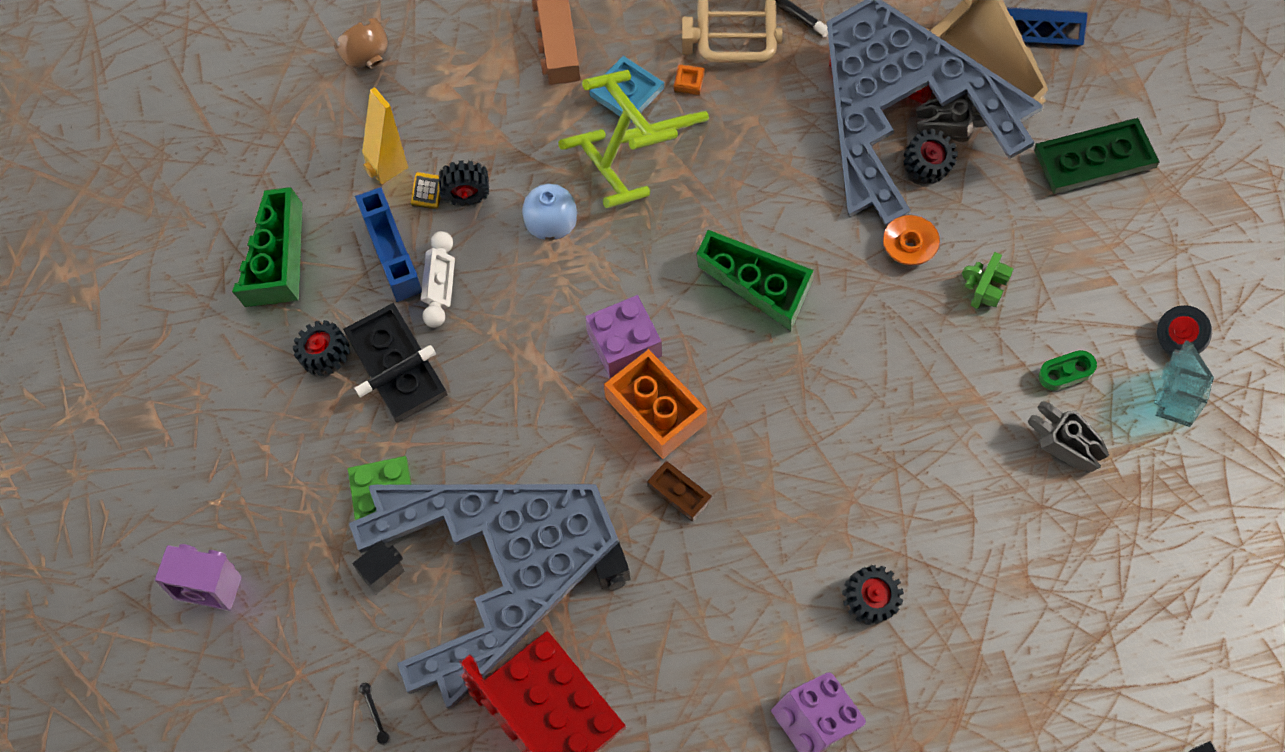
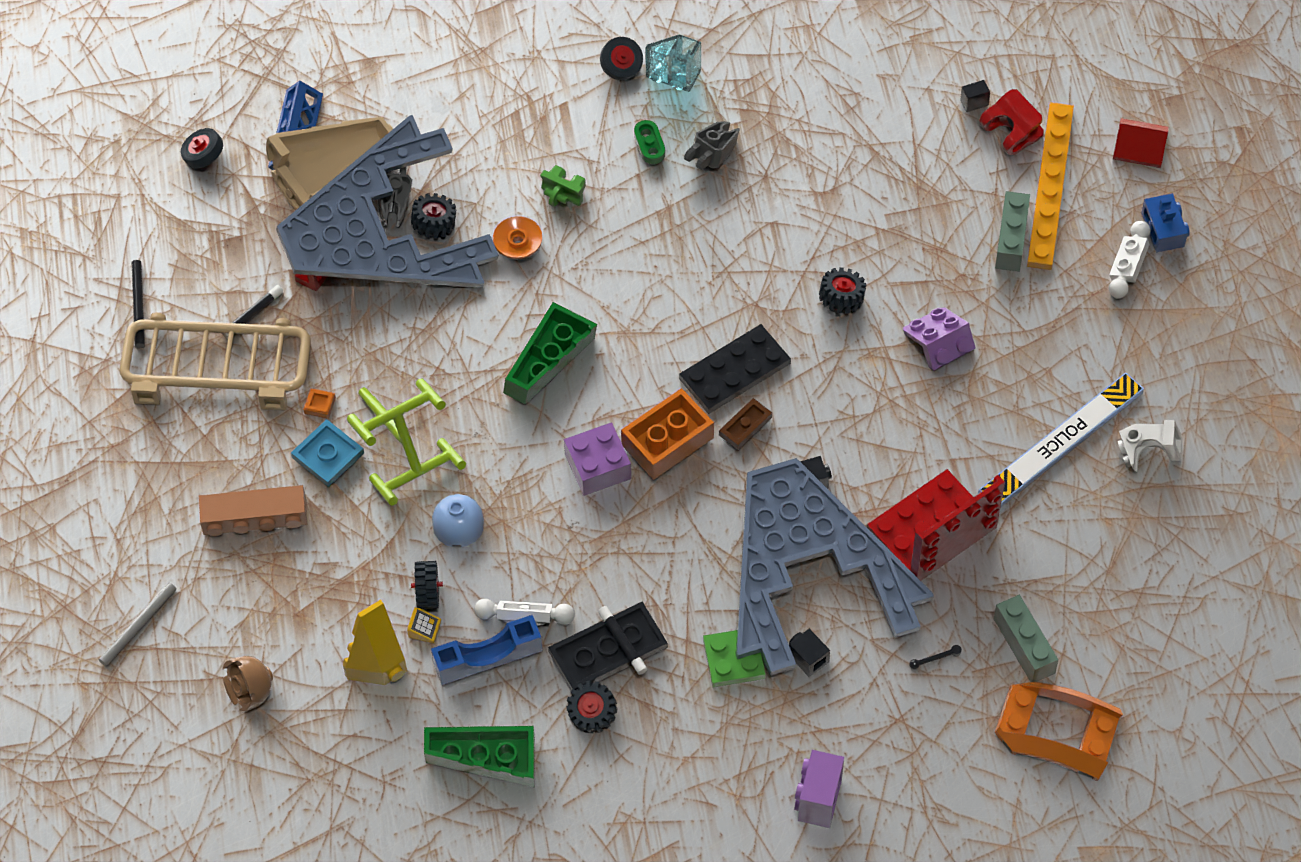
camera: 90 degrees left, 5 degrees down
(758, 479) = (734, 368): none -> black plate
(1096, 155) = (444, 95): dark green plate -> none

